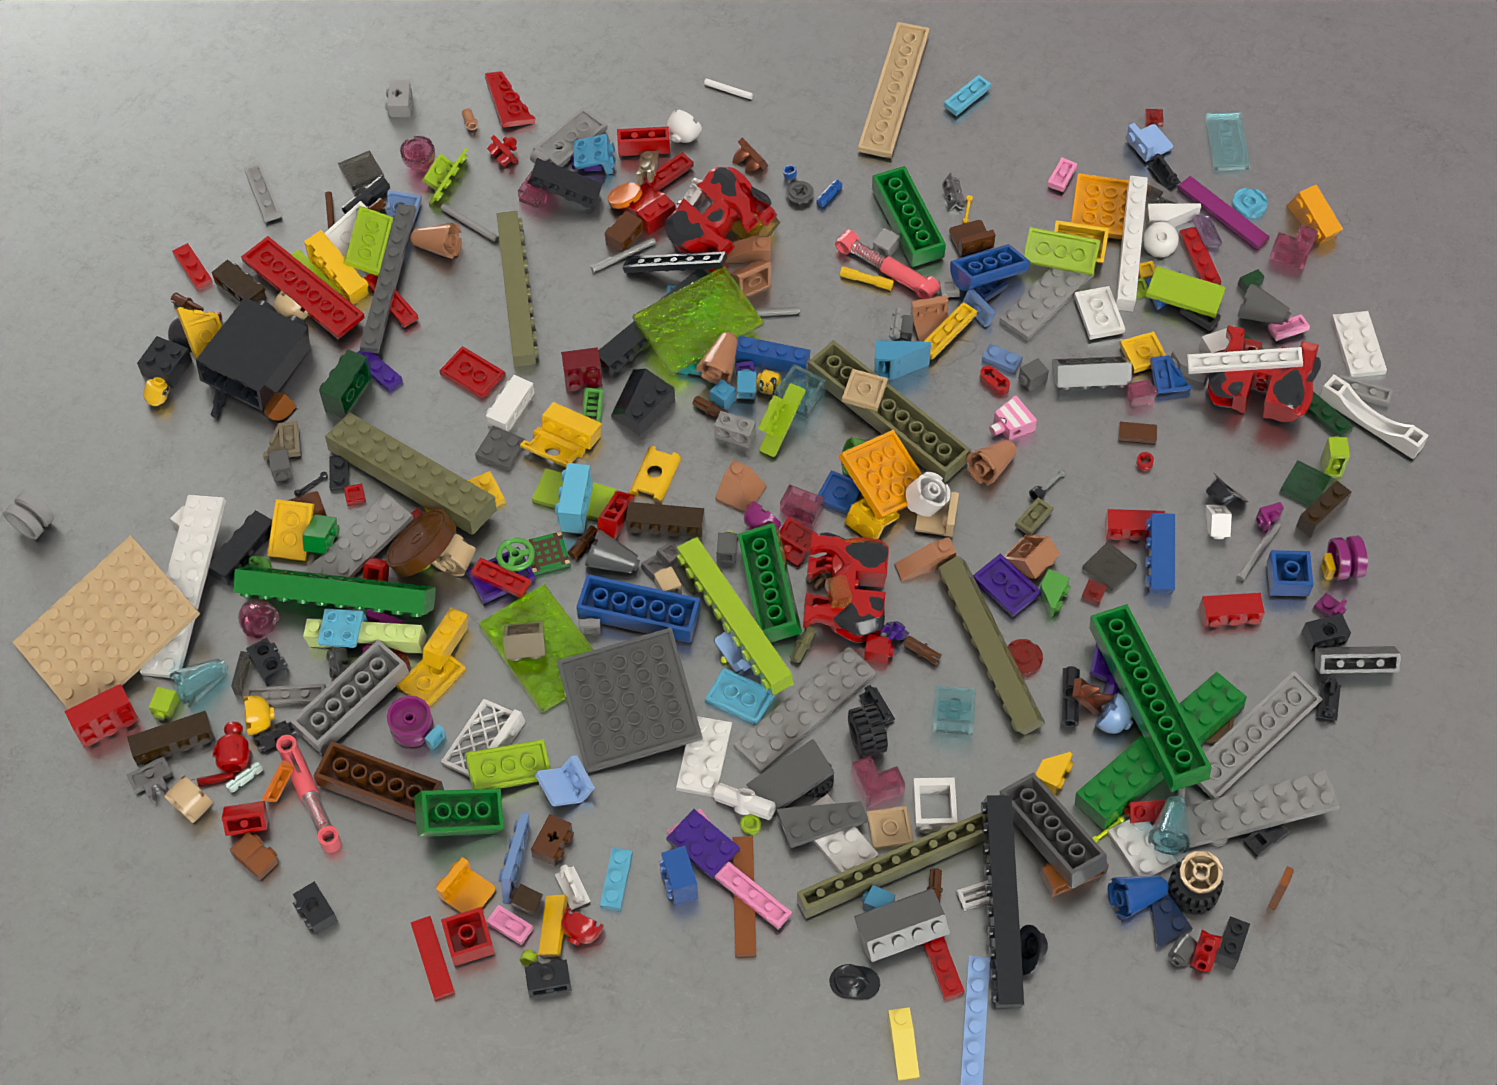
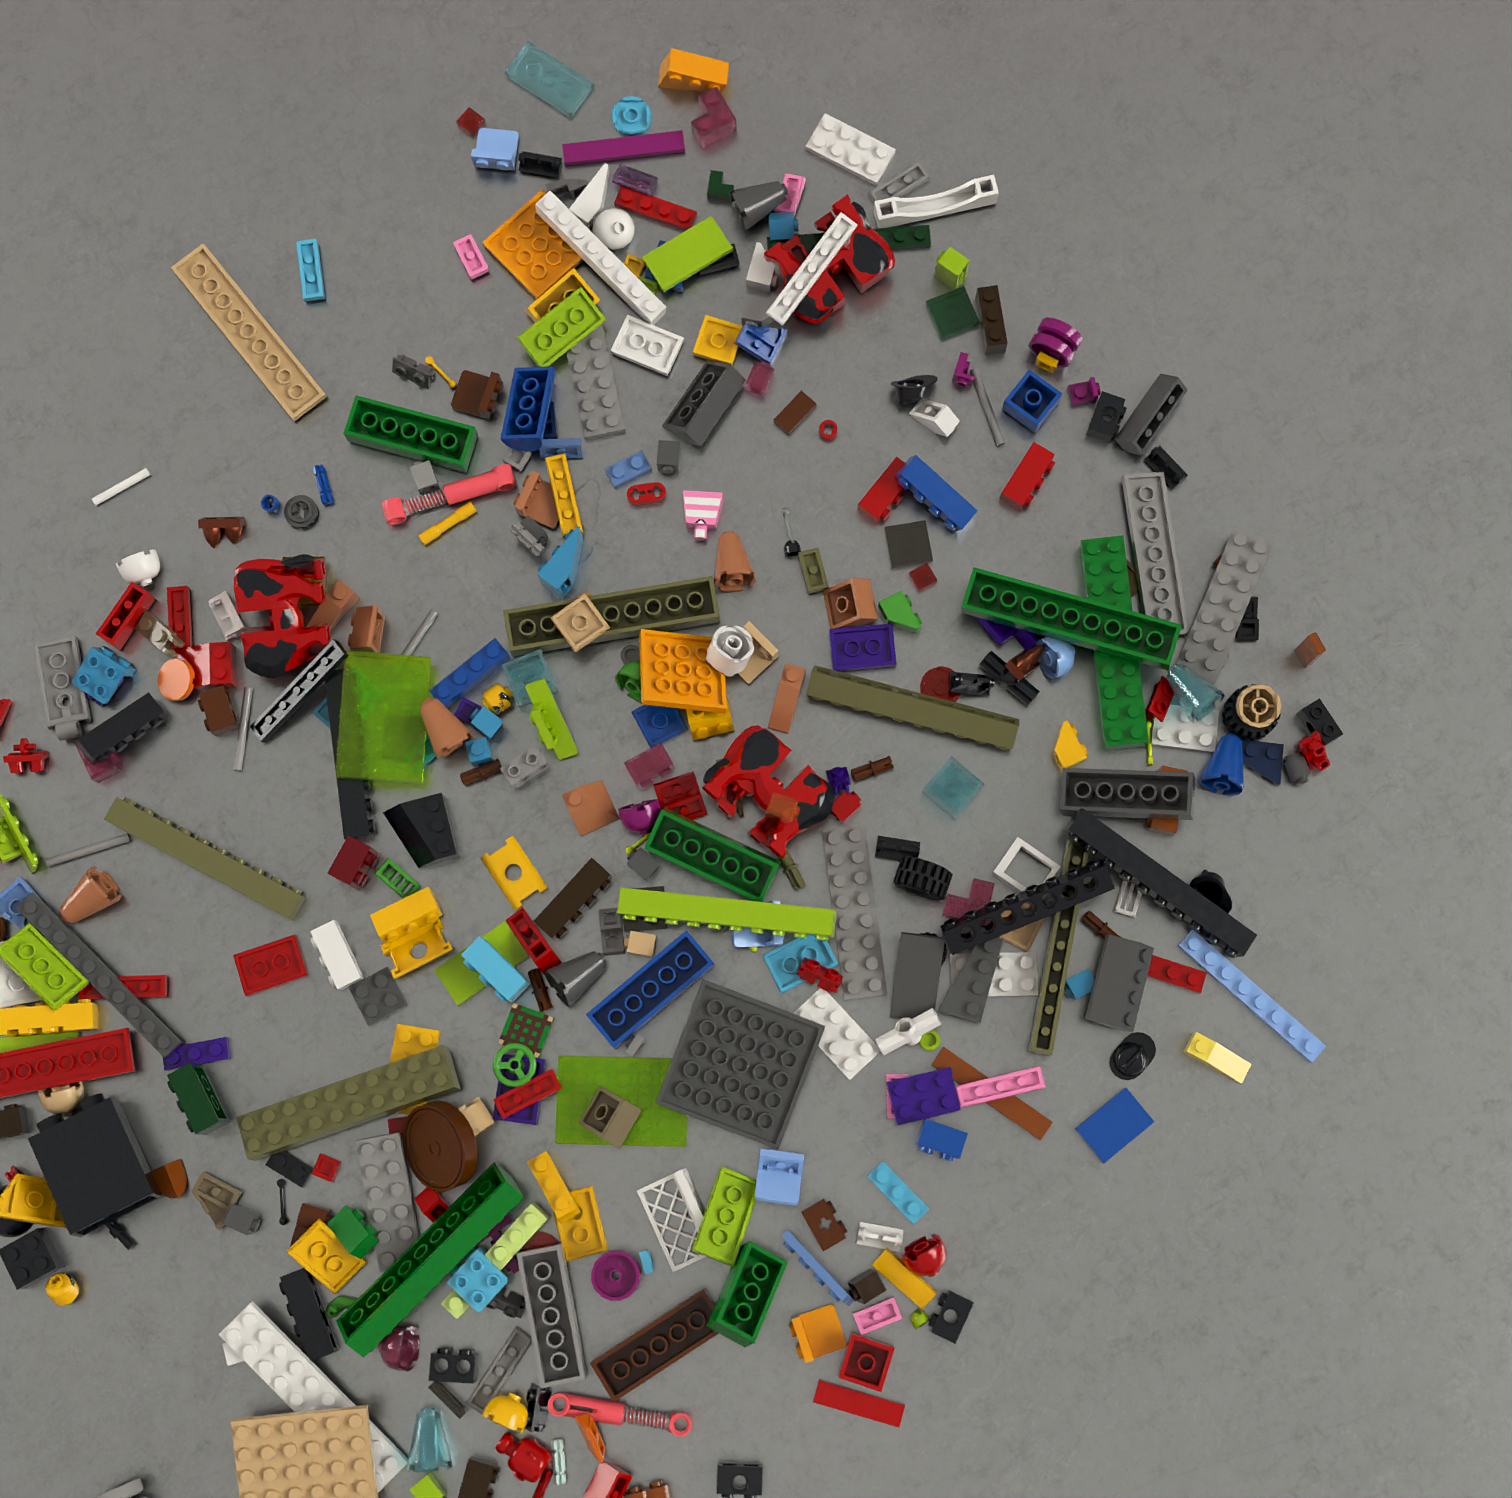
camera: 50 degrees left, 20 degrees up
(737, 704) = (829, 978): none -> red hinge
(789, 1003) = (1114, 1125): none -> blue tile
(839, 781) = (1039, 909): none -> black brick
(1042, 672) = (970, 683): none -> black hinge
(1261, 332) = (782, 225): none -> dark azure brick

